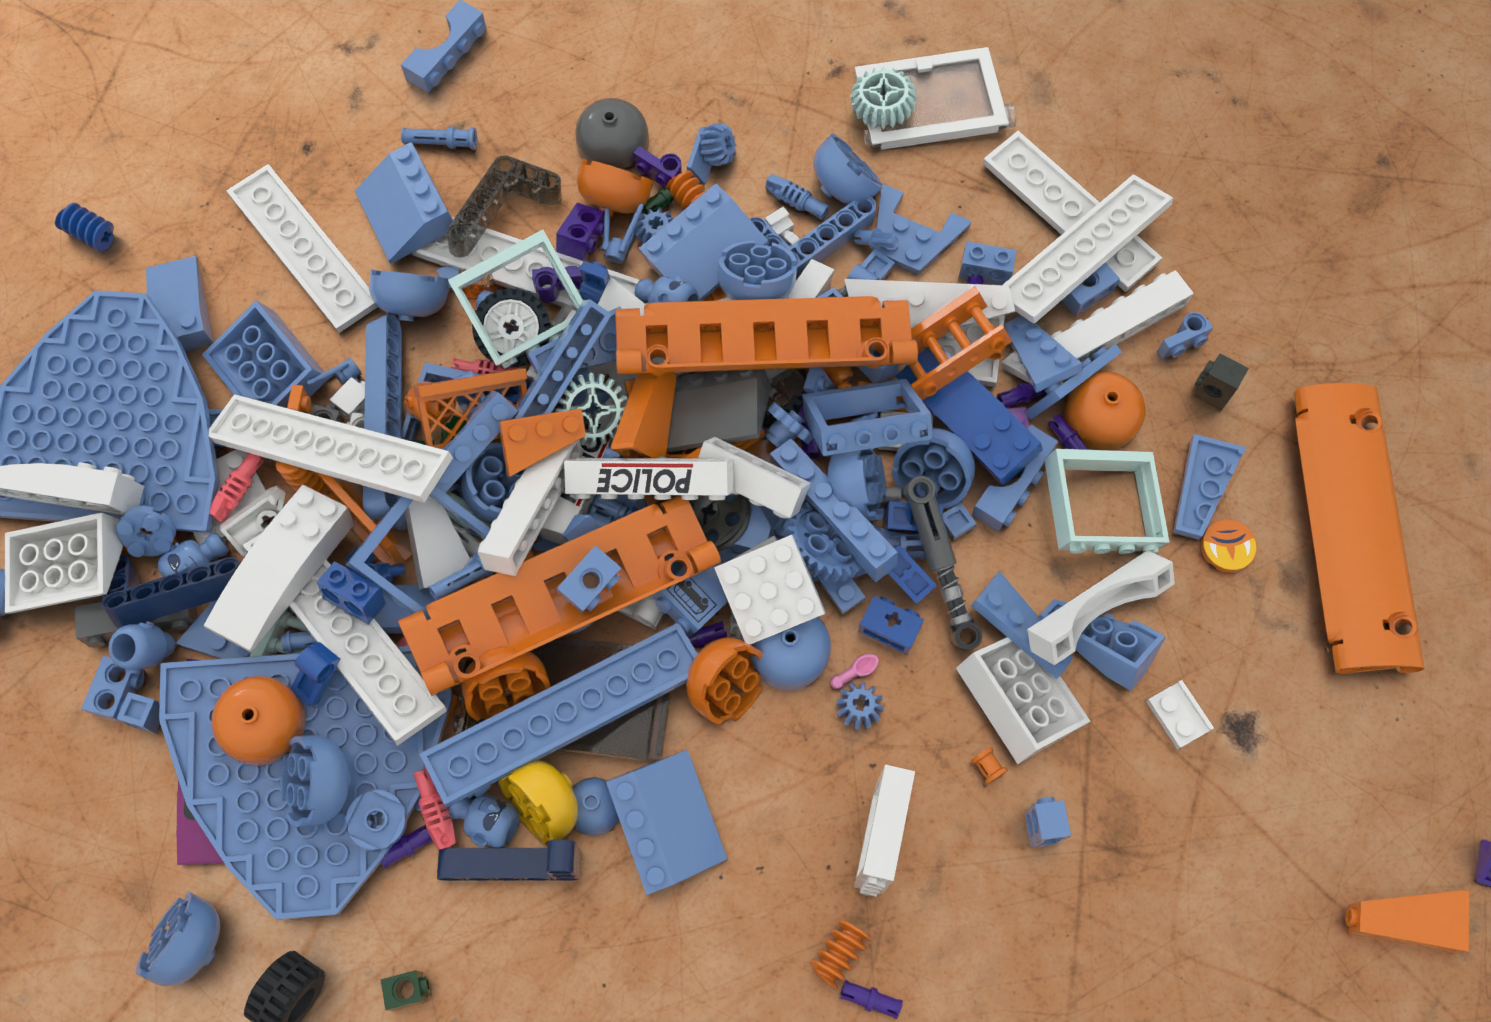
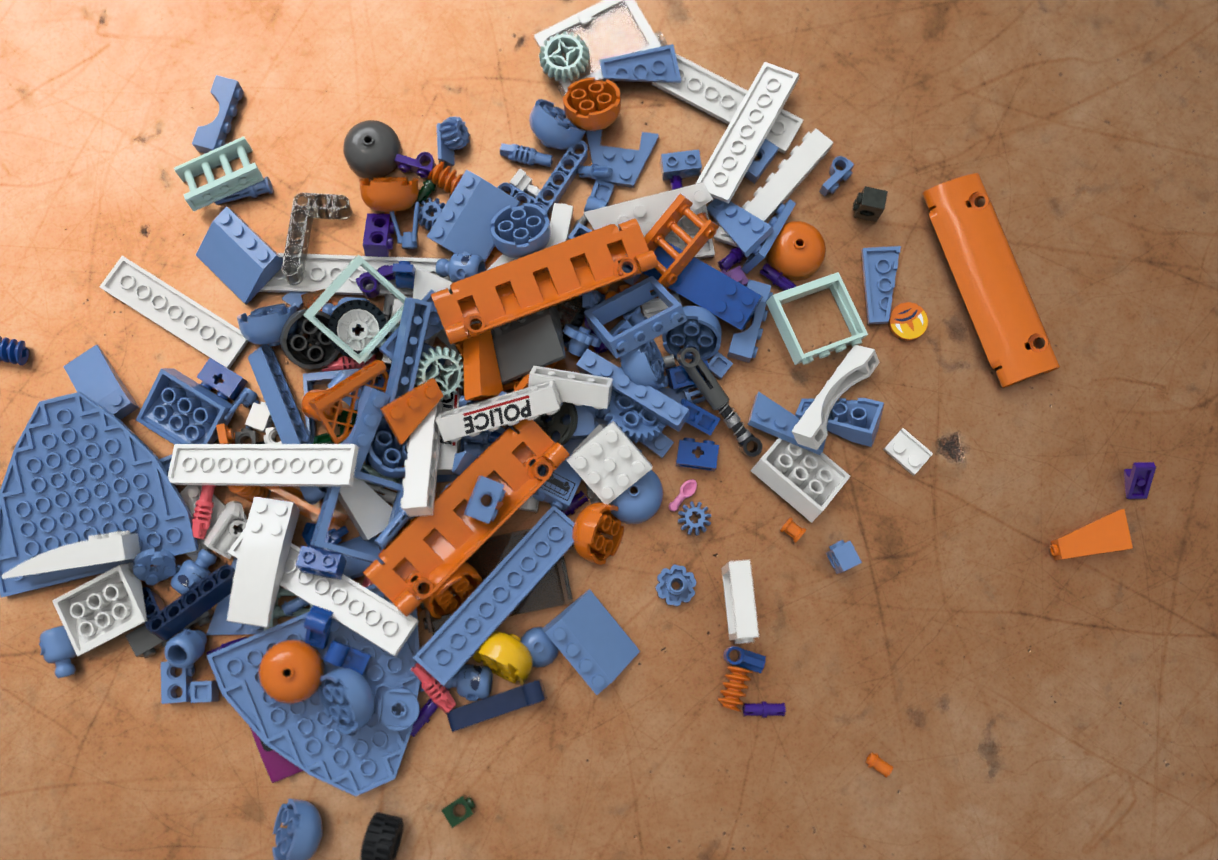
camera: 20 degrees left, 10 degrees up
(315, 331) = (213, 372): none -> brick
(337, 727) = (347, 657): none -> blue plate
(418, 120) = (224, 186): none -> light aqua fence
(444, 343) = (311, 351): none -> dark grey cylinder
(802, 800) = (686, 584): none -> medium blue plant
(869, 920) = (746, 659): none -> blue piece
(899, 159) = (592, 103): none -> orange cylinder
(977, 135) = (643, 66): none -> medium blue wing

